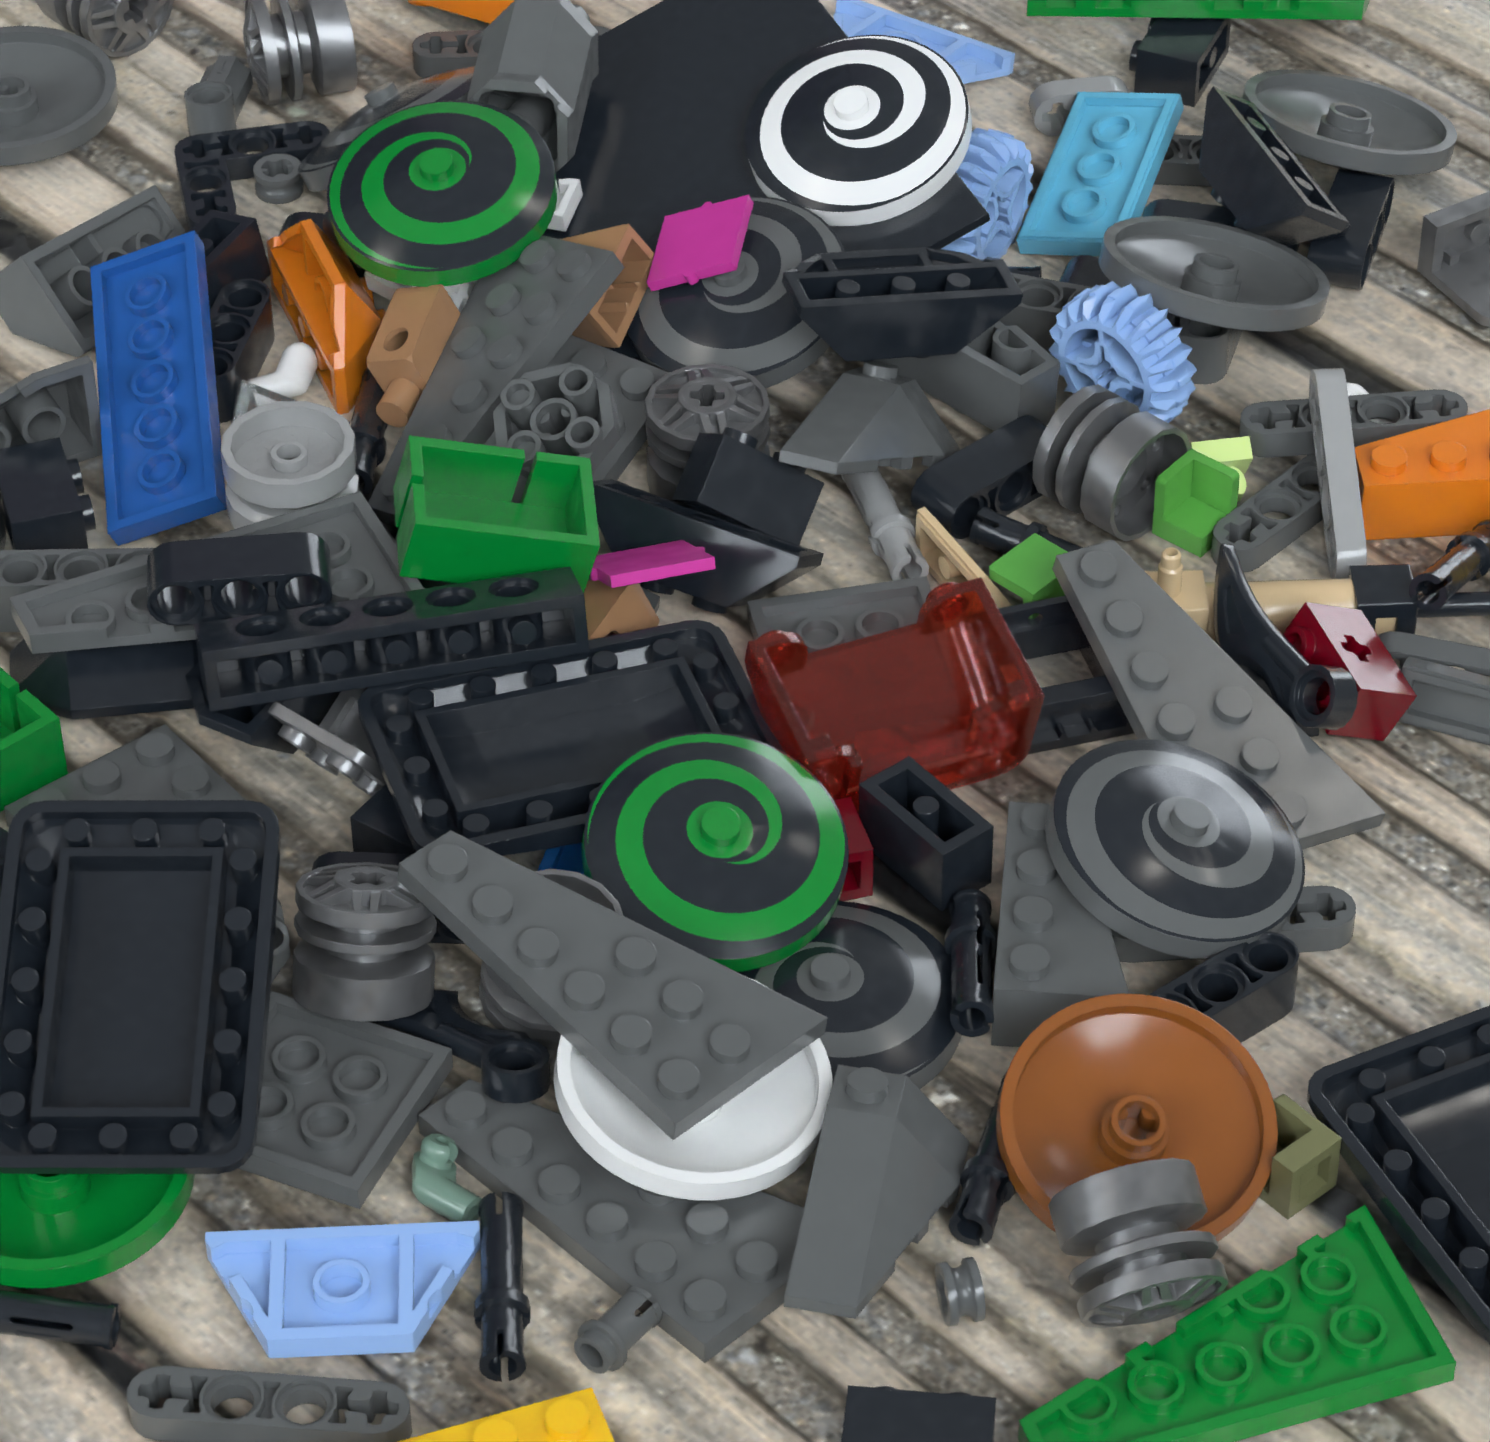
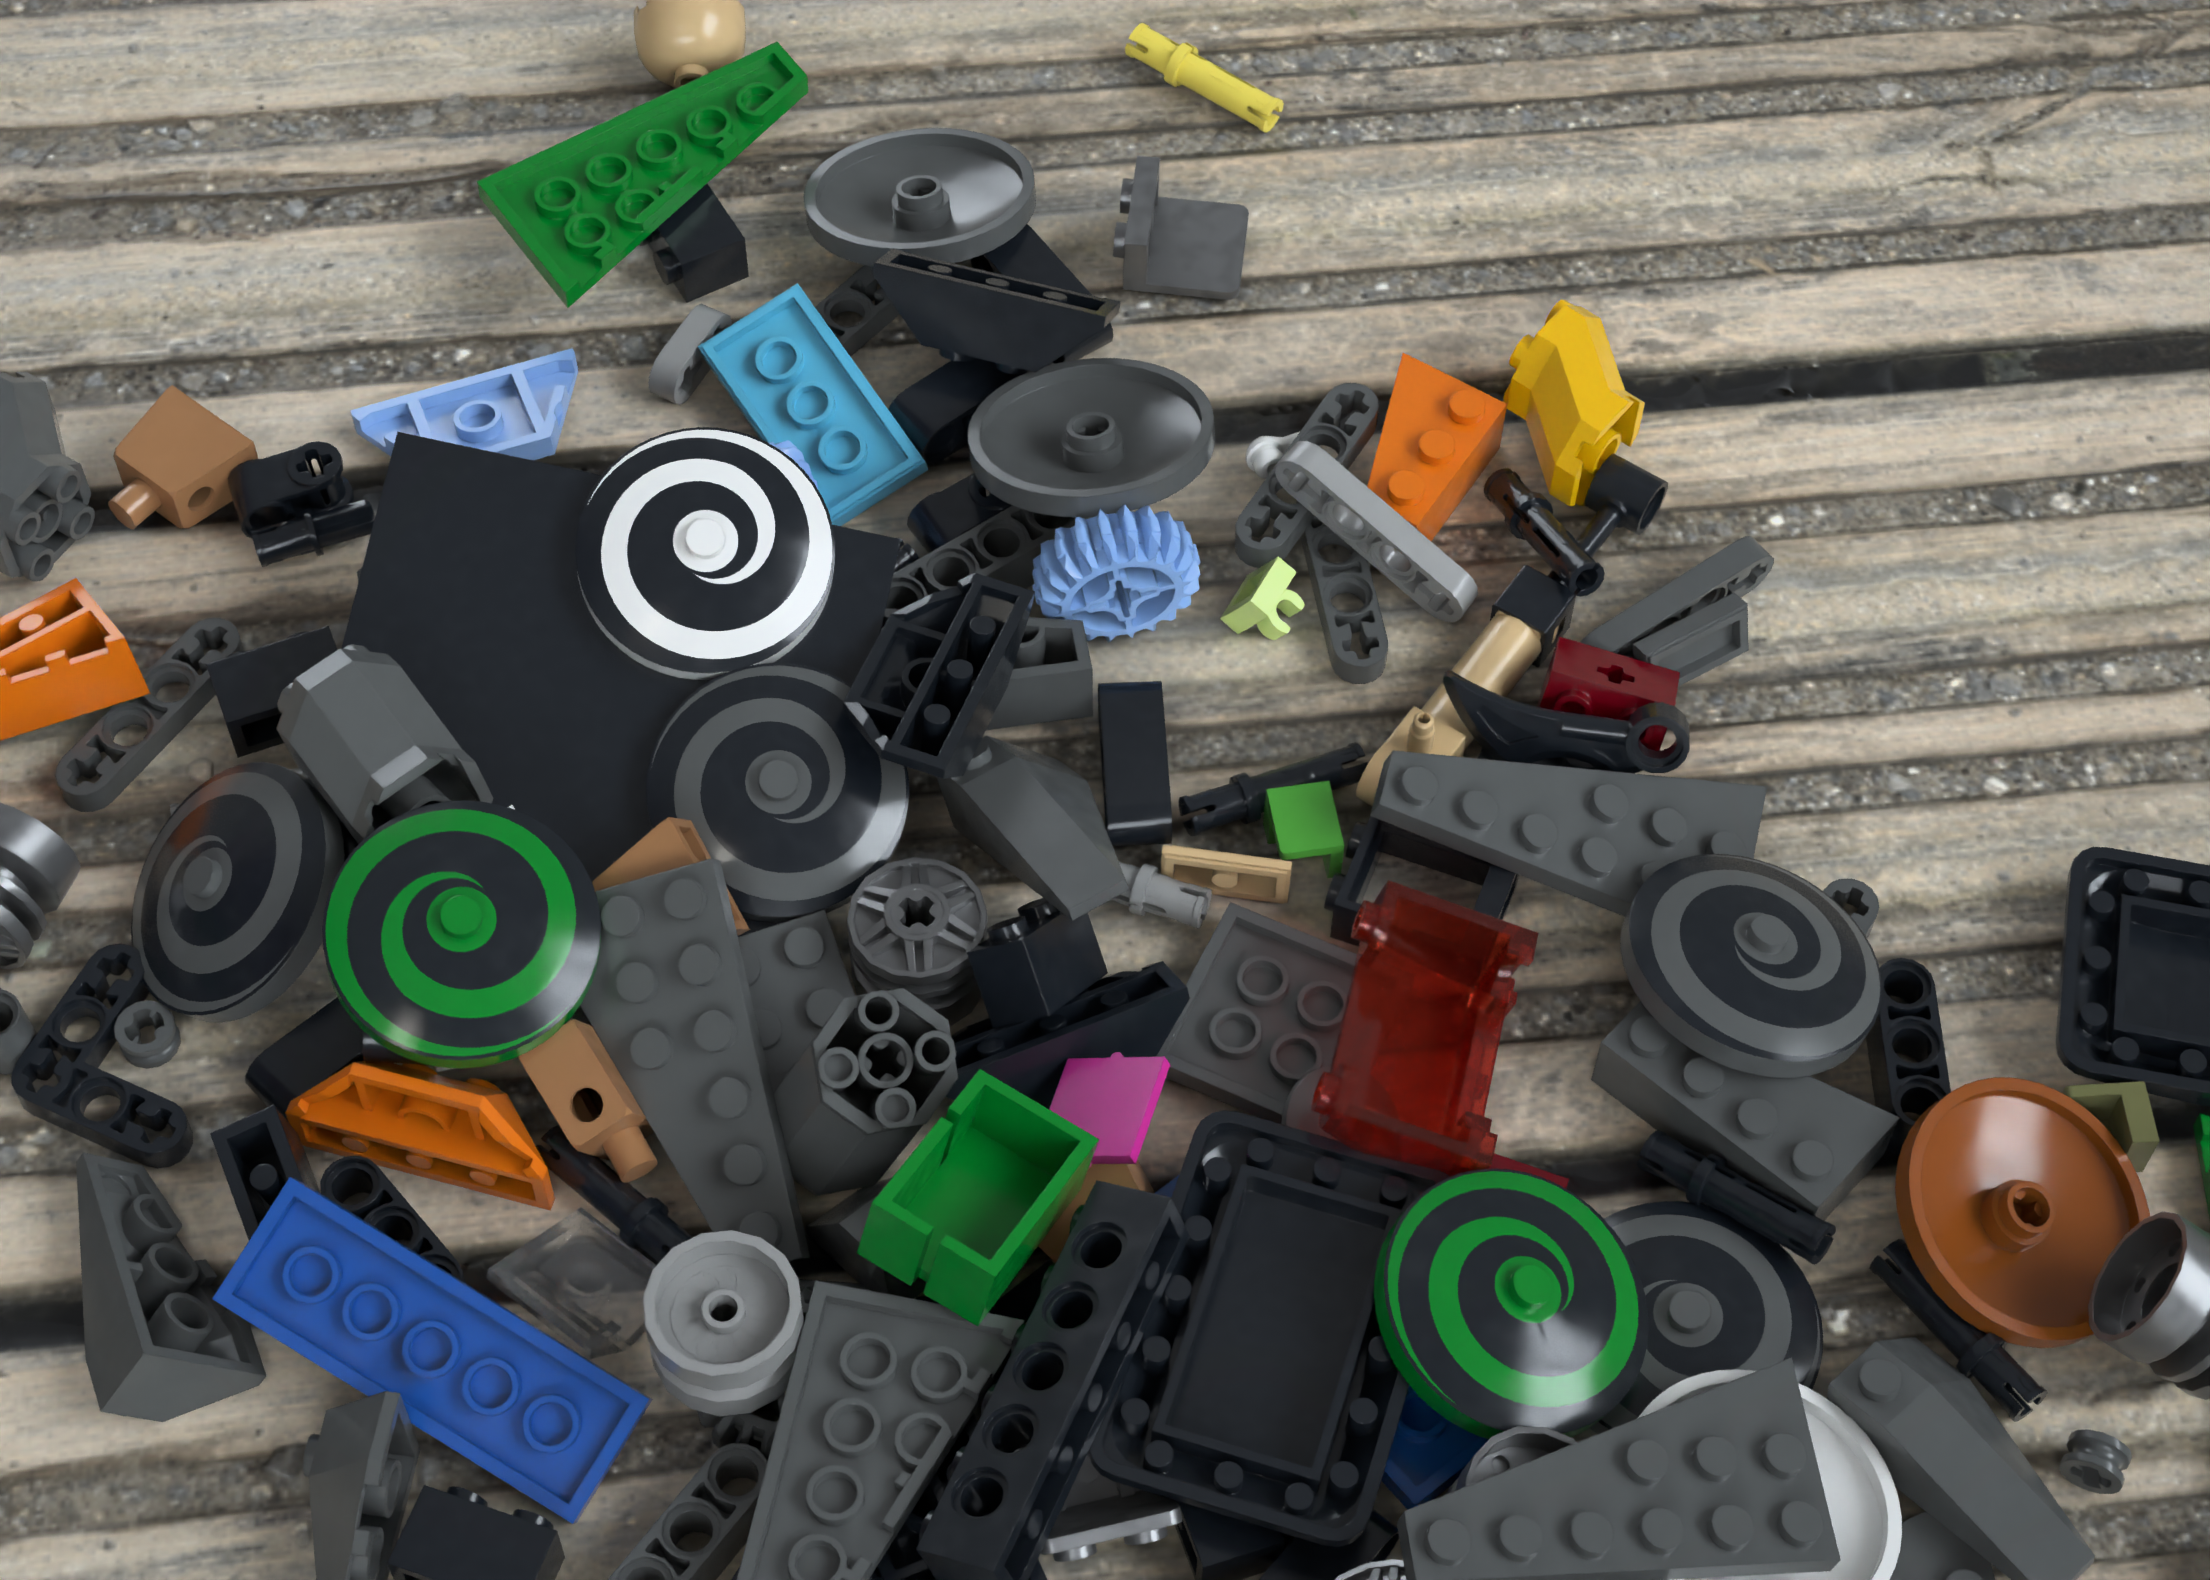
camera: 55 degrees left, 15 degrees up
(237, 576) = (887, 1470): black beam -> none
(292, 373) = (473, 1213): white arm -> none
(700, 243) = (724, 777): dark pink piece -> none
(926, 832) = (1569, 1123): black brick -> none
(1105, 460) = (1225, 673): flat silver wheel -> none
(1192, 500) = (1300, 649): bright green panel -> none

